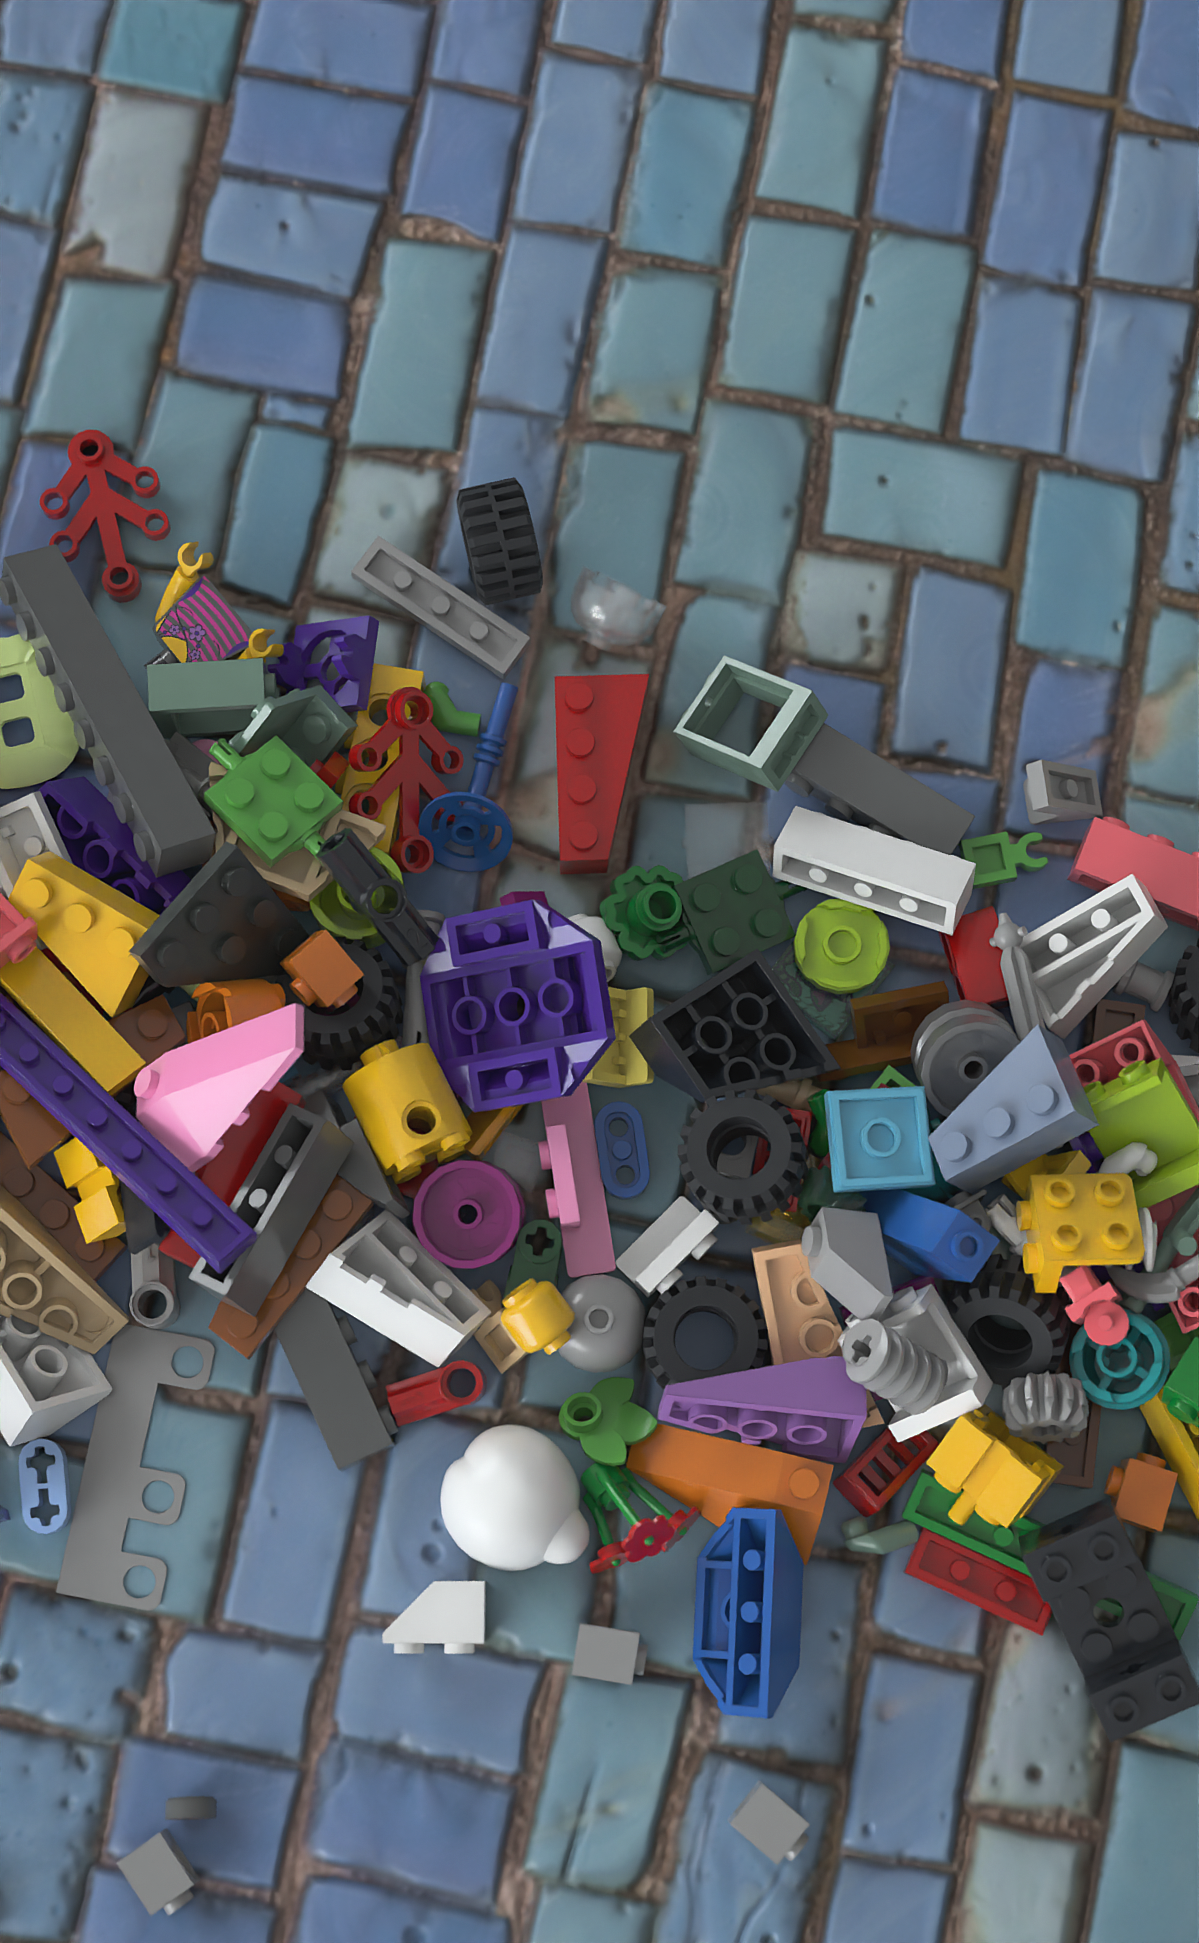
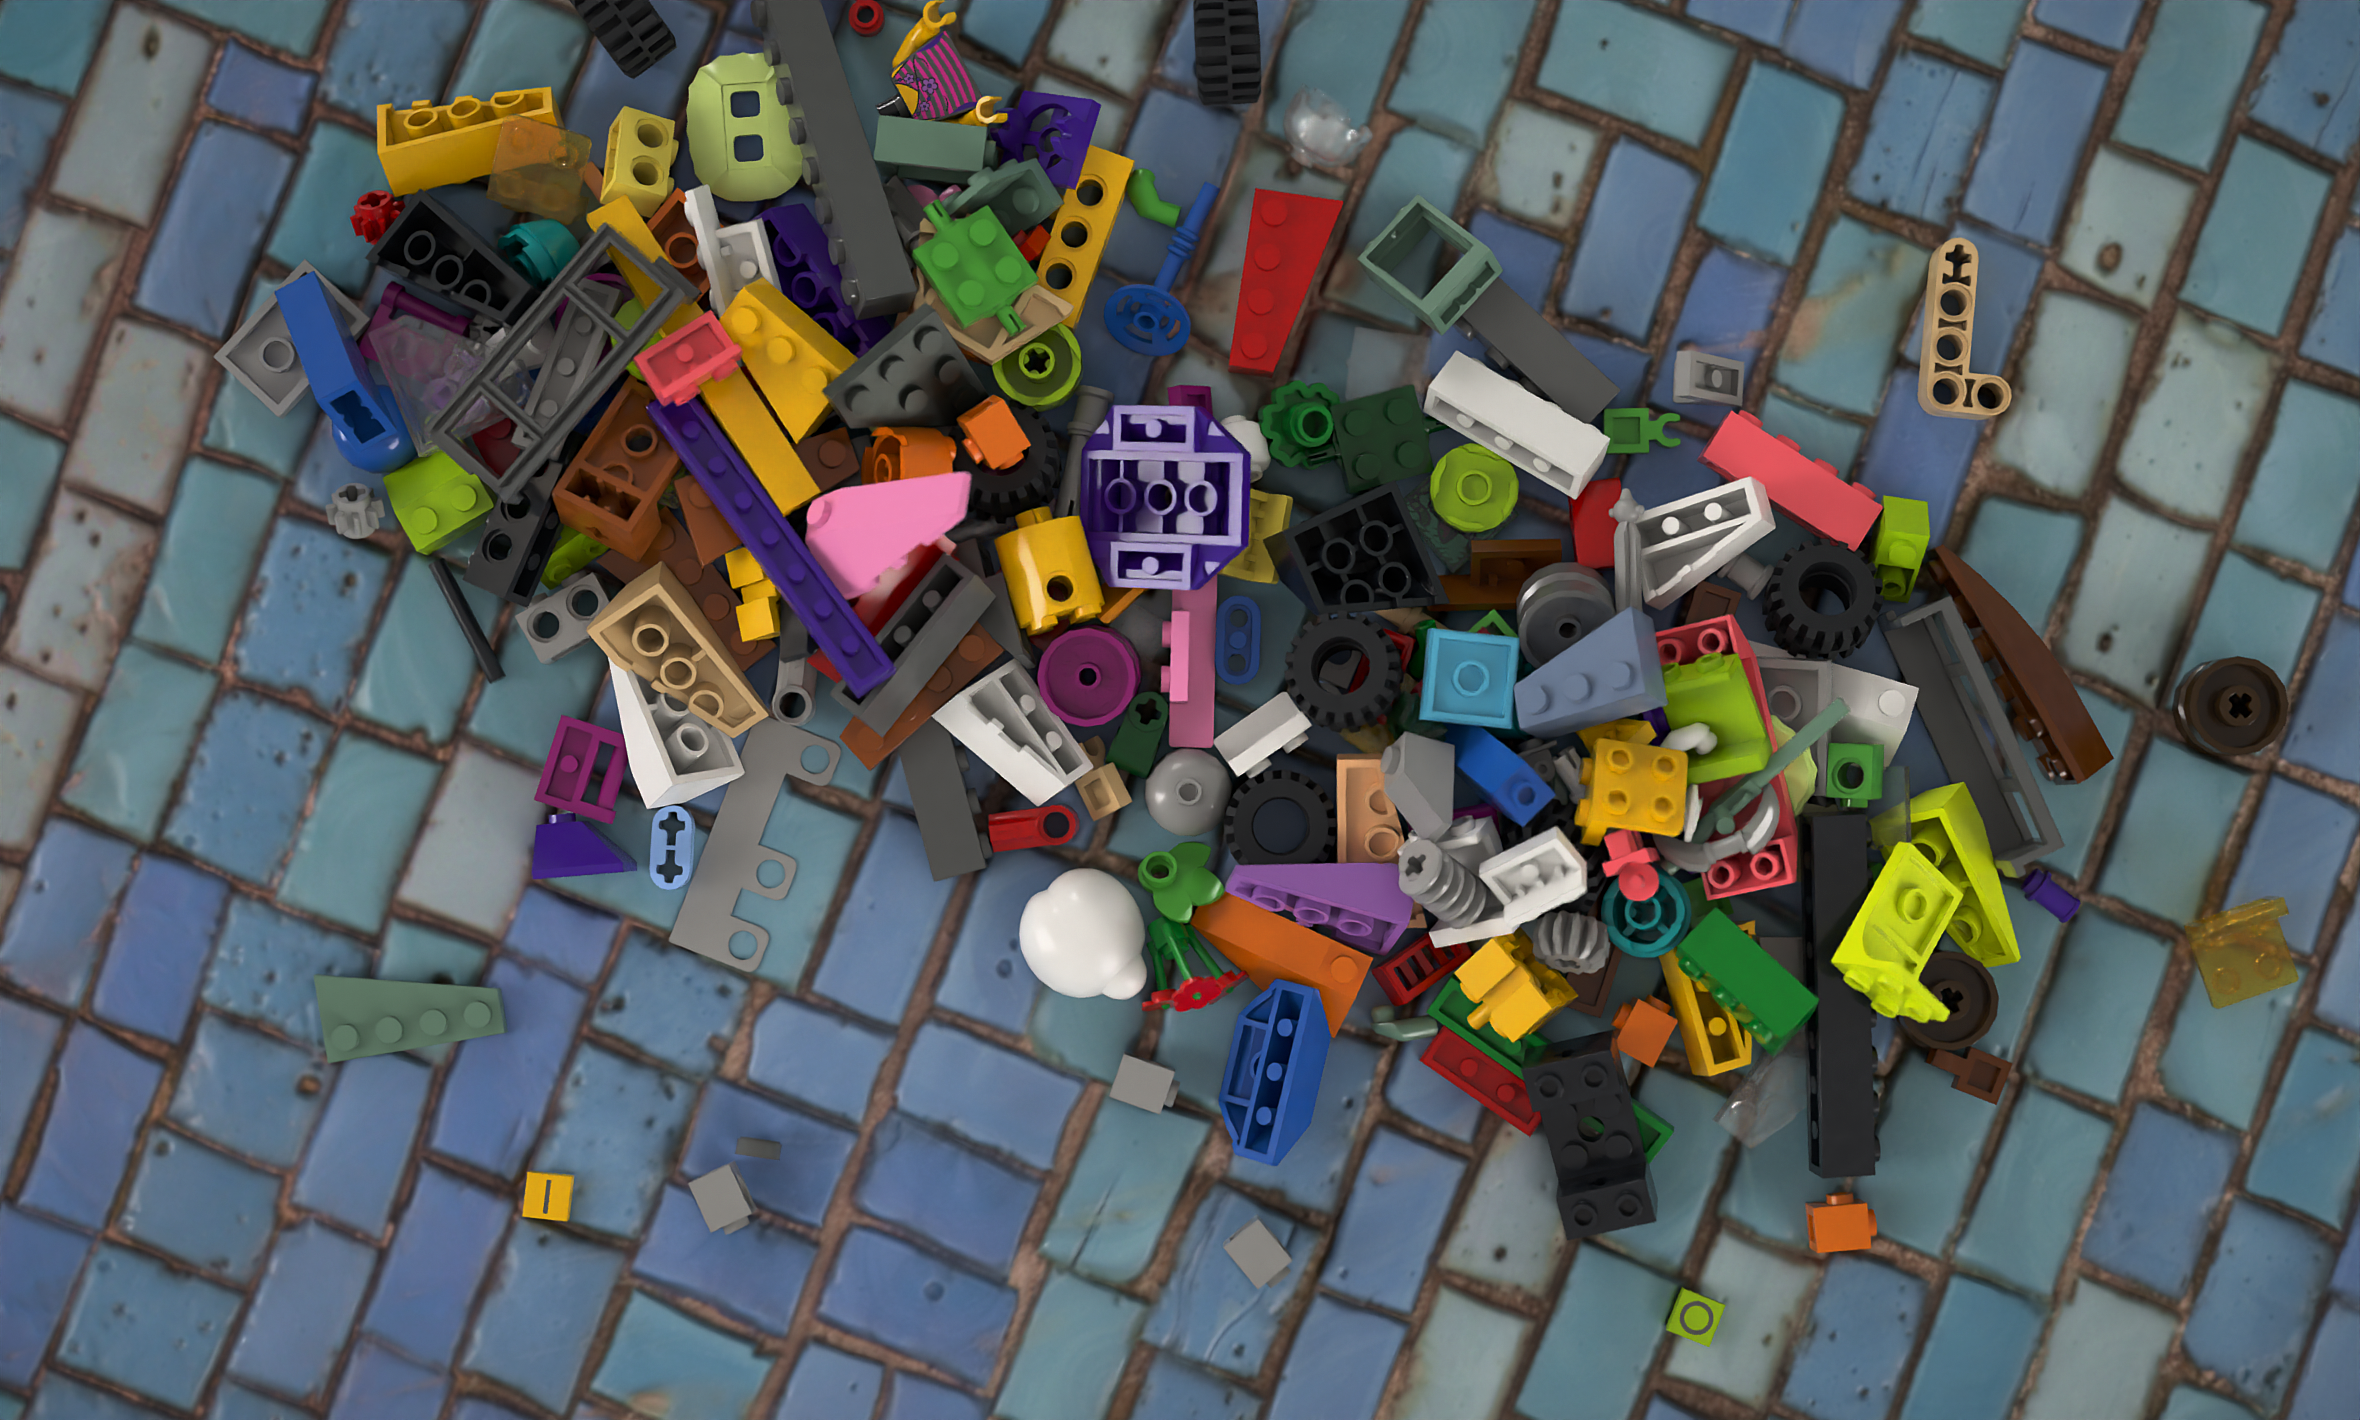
camera: 15 degrees right, 10 degrees up
(359, 876) = (1044, 354): black piece -> none
(407, 772) = (1102, 255): red plant -> none
(441, 607) = (1161, 97): light grey plate -> none
(442, 1614) = (1005, 1023): white slope -> none
(537, 1316) = (1134, 780): yellow head -> none
(994, 1337) = (1535, 876): none -> white bracket

